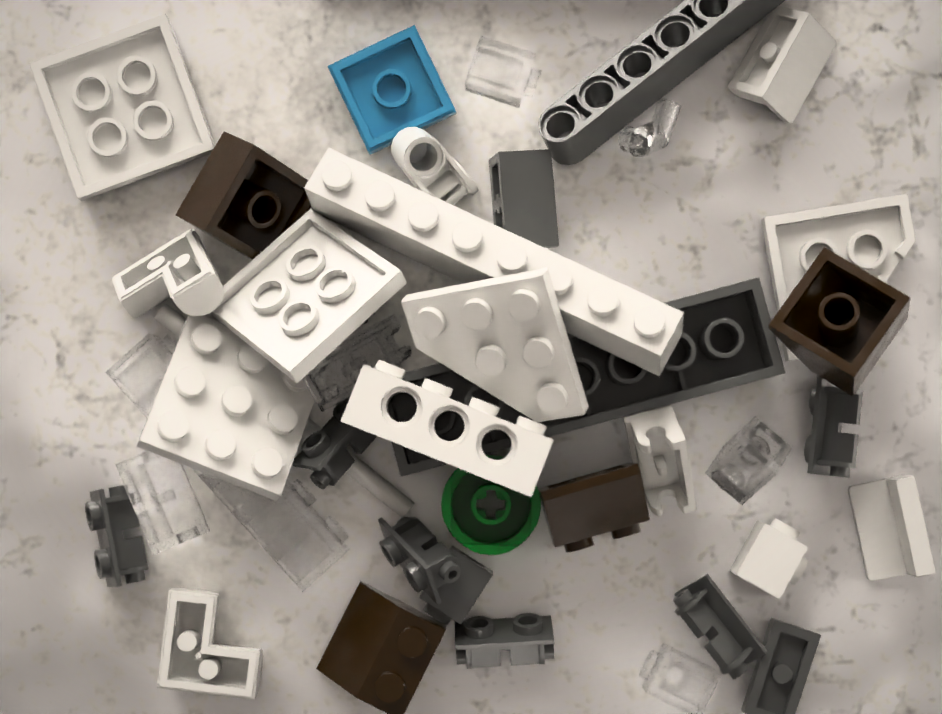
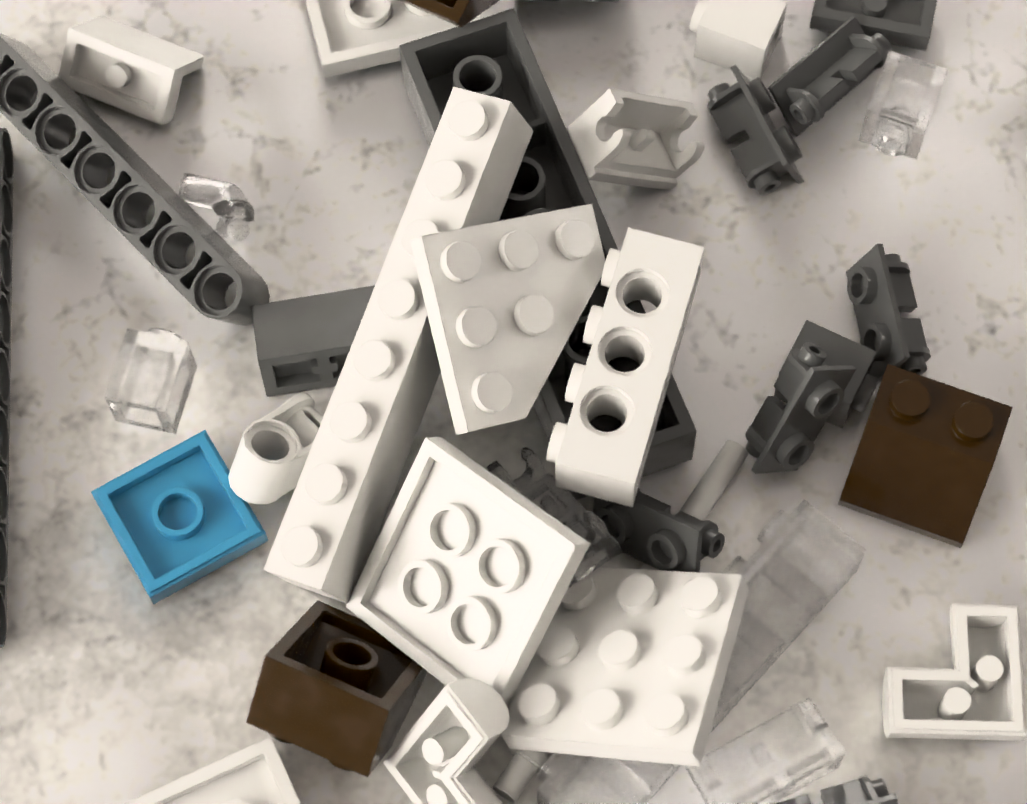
camera: 95 degrees left, 20 degrees down
(488, 534) = (749, 330): green brick -> none
(595, 505) = (698, 204): dark brown slope -> none
(659, 569) = (744, 111): none -> dark grey hinge
(748, 460) = (624, 51): clear brick -> none

